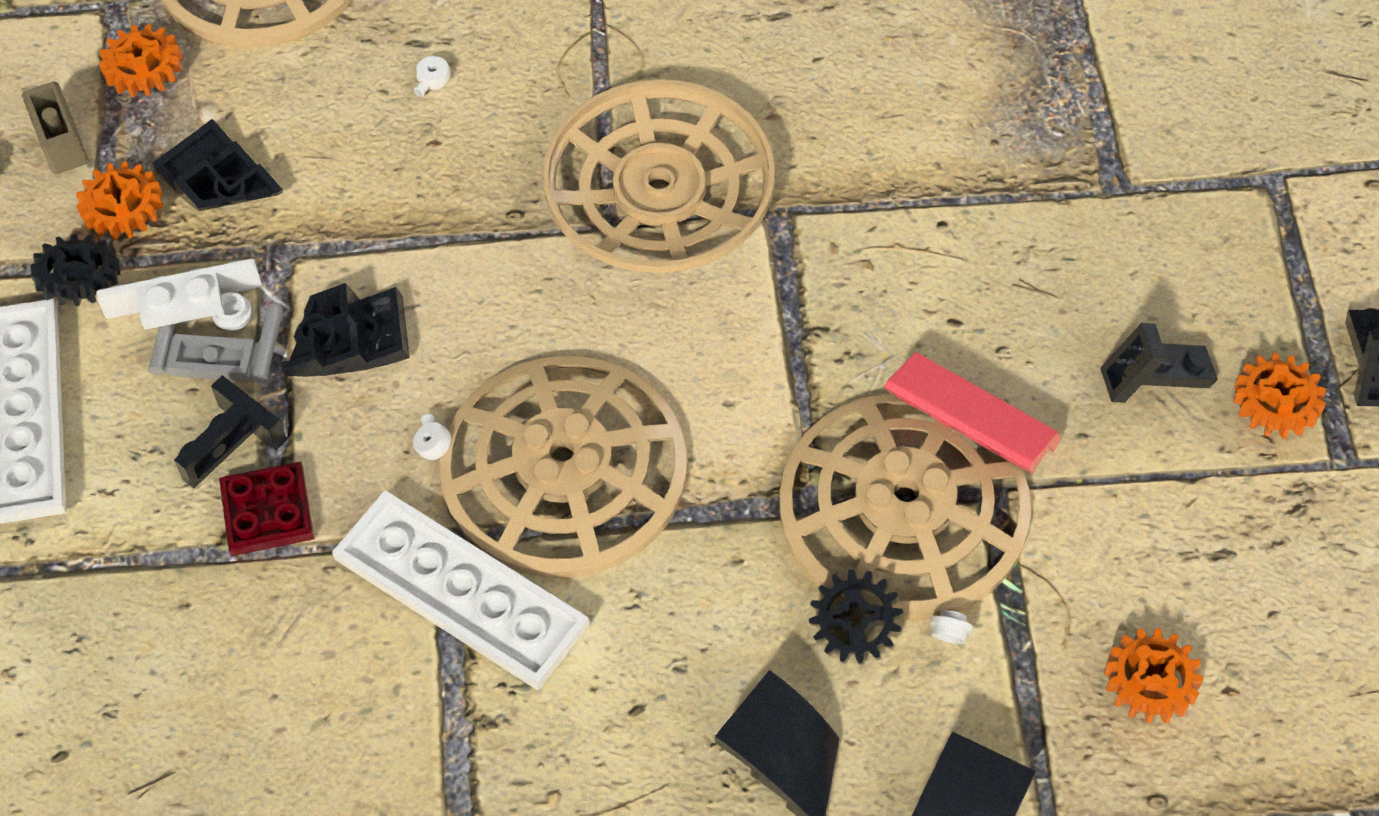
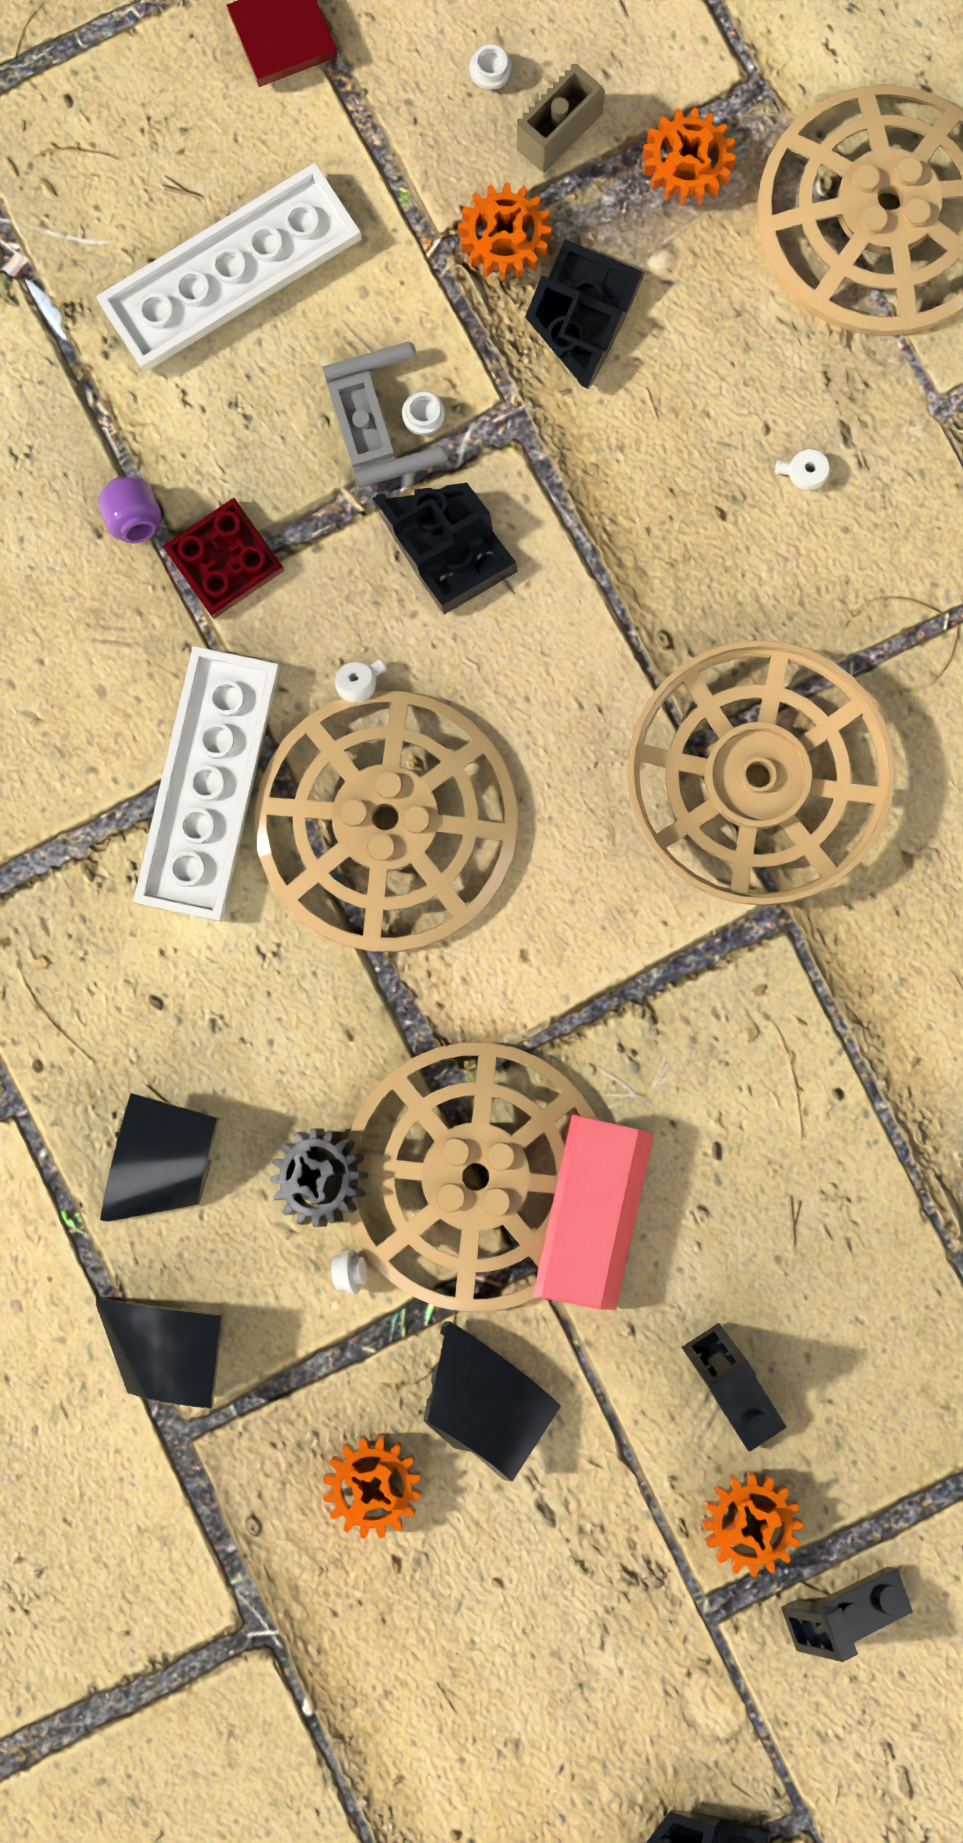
camera: 70 degrees right, 25 degrees up
(74, 269) = (383, 237): black gear -> none
(180, 295) = (409, 357): white bracket -> none
(181, 560) = (129, 509): none -> medium lavender head
(227, 432) = (283, 480): black bracket -> none
(1108, 556) = (486, 1403): none -> black slope

